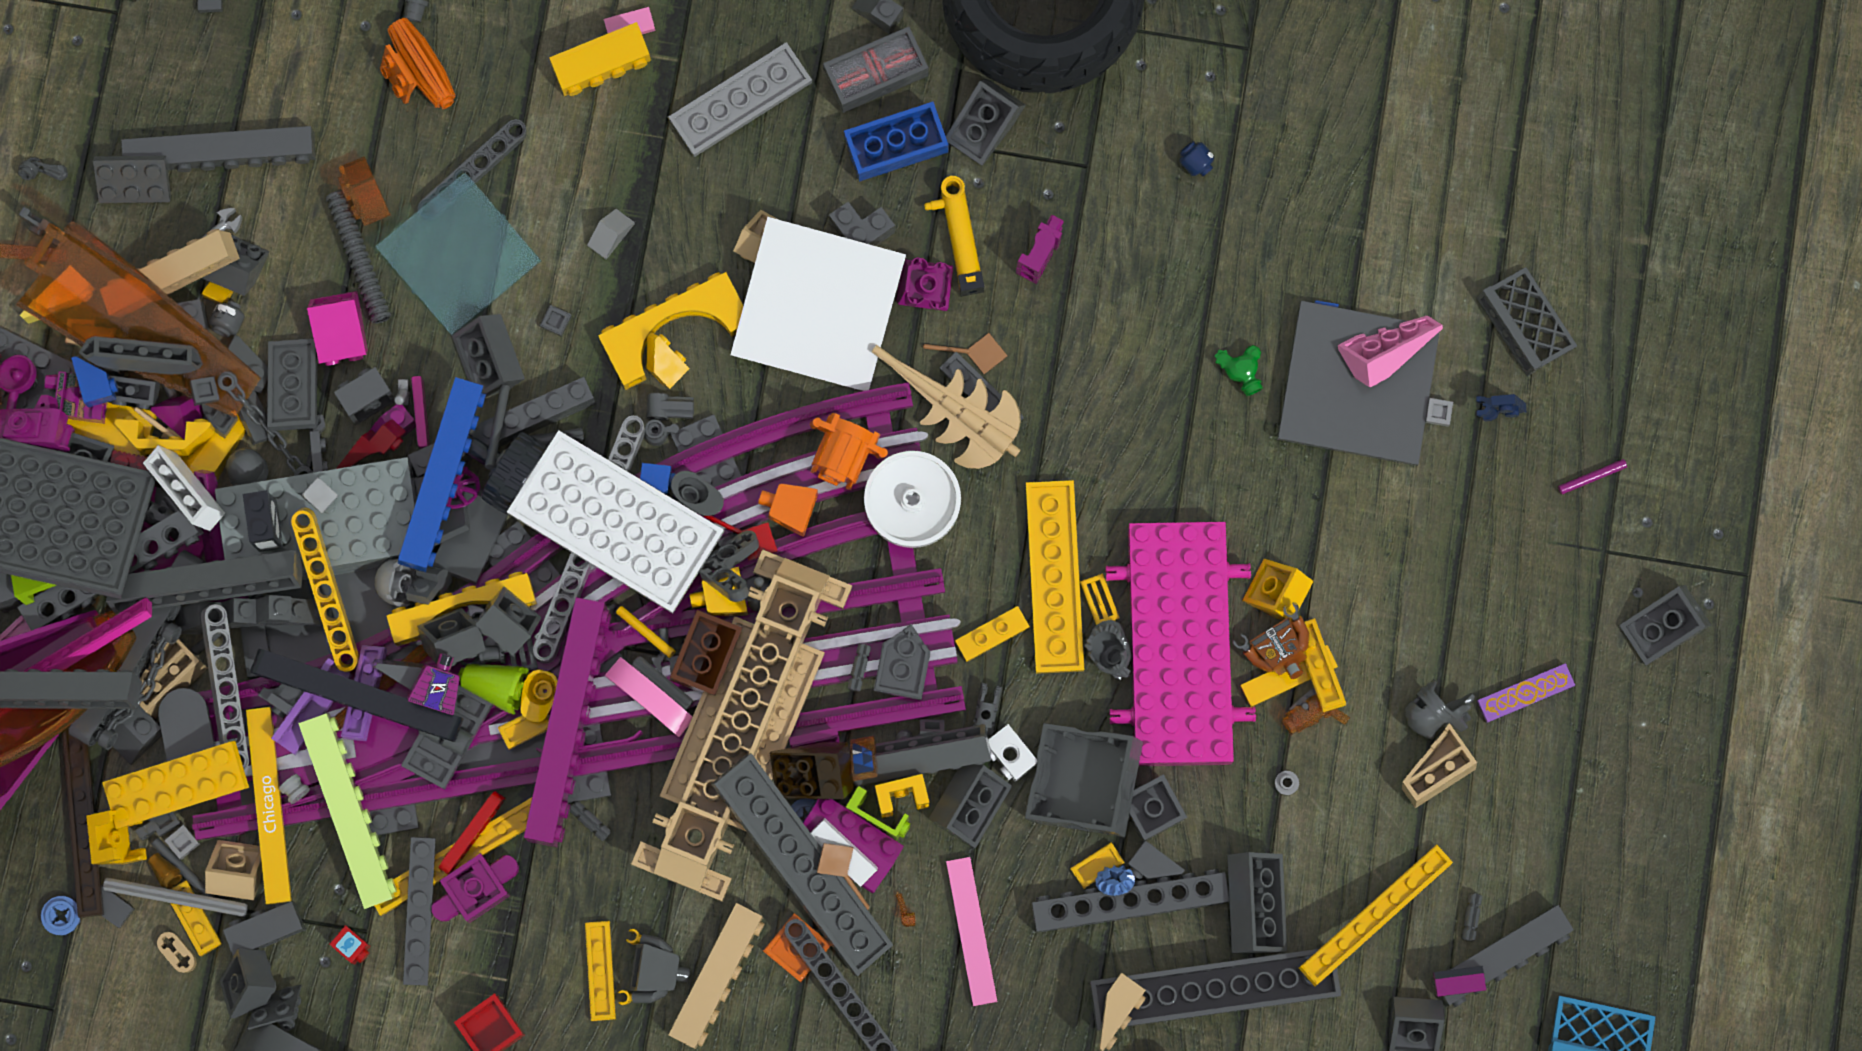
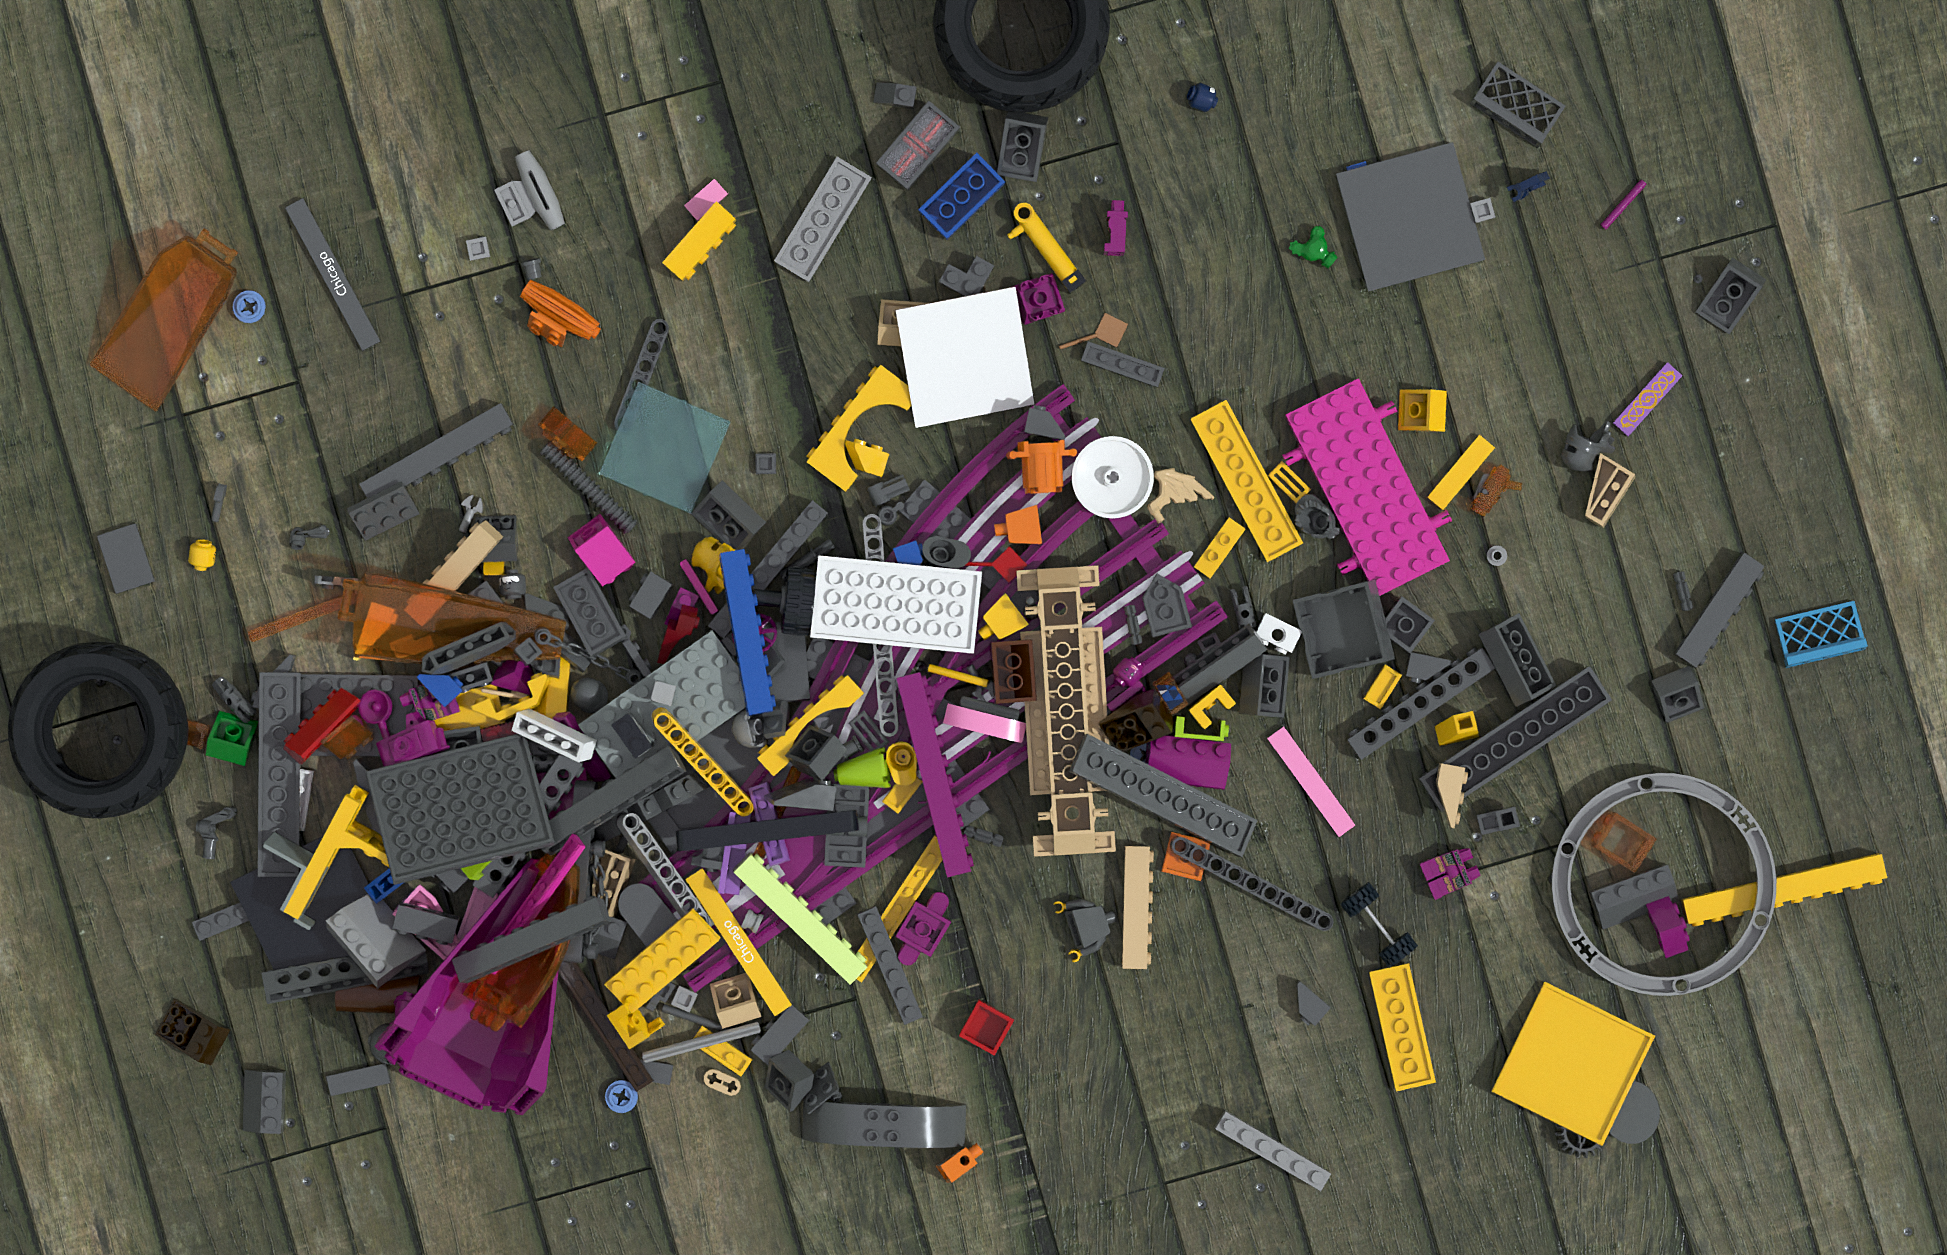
camera: 20 degrees left, 10 degrees up
(165, 872) = (682, 1026): pearl gold cone -> none
(350, 945) = (851, 1015): red brick -> none
(403, 395) = (680, 583): light grey bar -> none
(436, 686) = (826, 797): torso -> none
(440, 385) = (707, 557): none -> yellow piece
(472, 833) = (901, 889): red beam -> none
(497, 427) = (767, 572): dark grey bar -> none
(508, 621) = (853, 720): dark grey brick -> none
(600, 971) = (1046, 944): yellow tile -> none
(610, 233) = (774, 374): light grey slope -> none
(741, 547) = (993, 599): dark grey beam -> none
(829, 714) = (1128, 672): none -> magenta head
(836, 861) = (1187, 781): medium nougat piece -> none
(860, 866) = (1189, 771): white tile -> none
(864, 409) = (1042, 424): none -> dark grey slope
(908, 919) = (1258, 795): clear orange hand -> none
(976, 547) = (1175, 487): none -> tan animal
(988, 432) = (1143, 393): tan animal -> none
(1111, 886) = (1402, 700): medium blue gear -> none
(1157, 948) = (1457, 728): none -> yellow slope
(1280, 646) = (1444, 455): dark orange torso -> none
(1322, 671) = (1480, 454): yellow tile -> none
(1375, 915) = (1610, 626): yellow tile -> none
(1383, 353) = (1418, 186): bright pink wedge -> none
(1459, 981) = (1696, 646): magenta tile -> none

